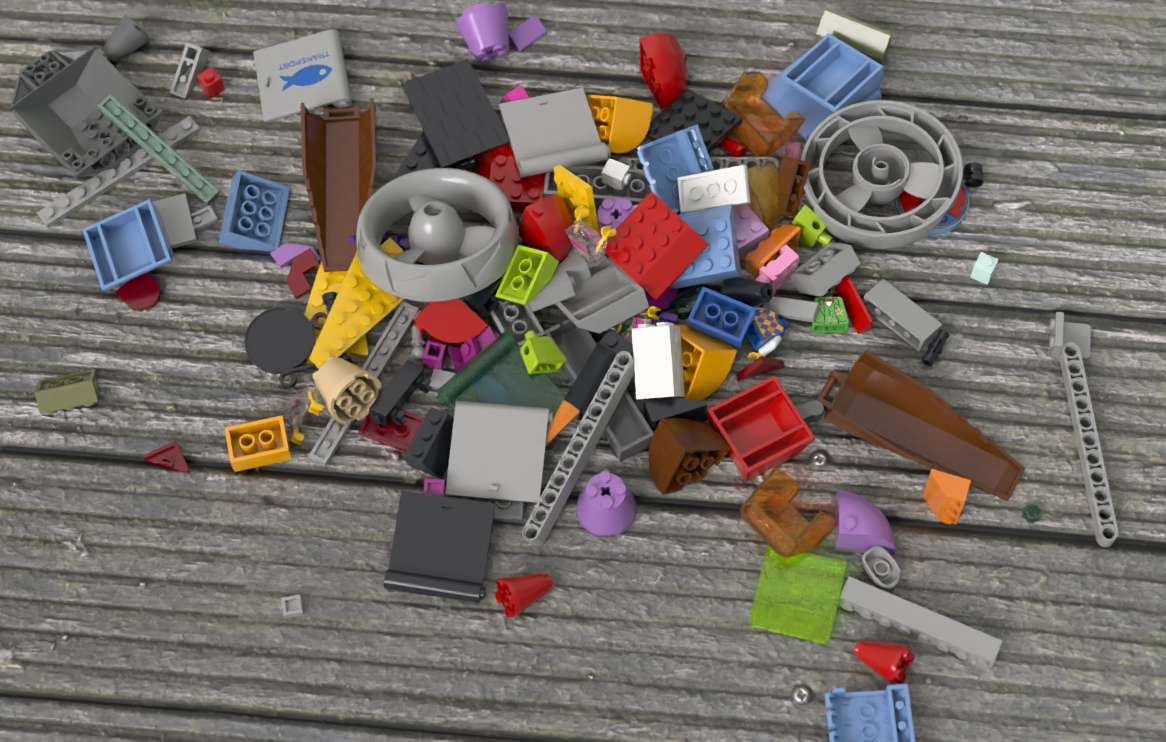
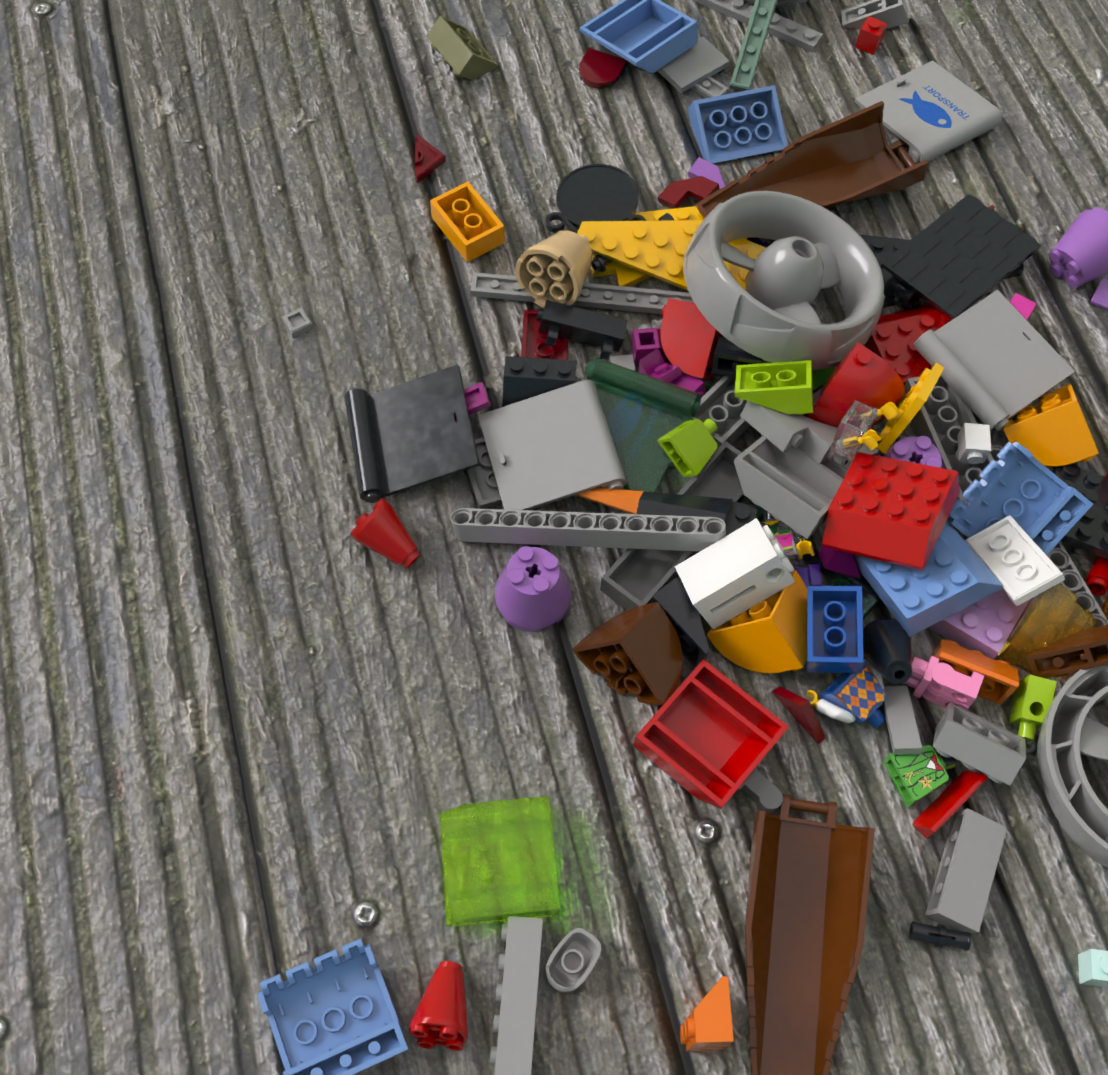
camera: 65 degrees right, 0 degrees up
(301, 407) = (517, 241): clear torso -> none
(778, 522) = (585, 801): clear orange windscreen -> none
(860, 525) = (626, 911): medium lavender brick -> none

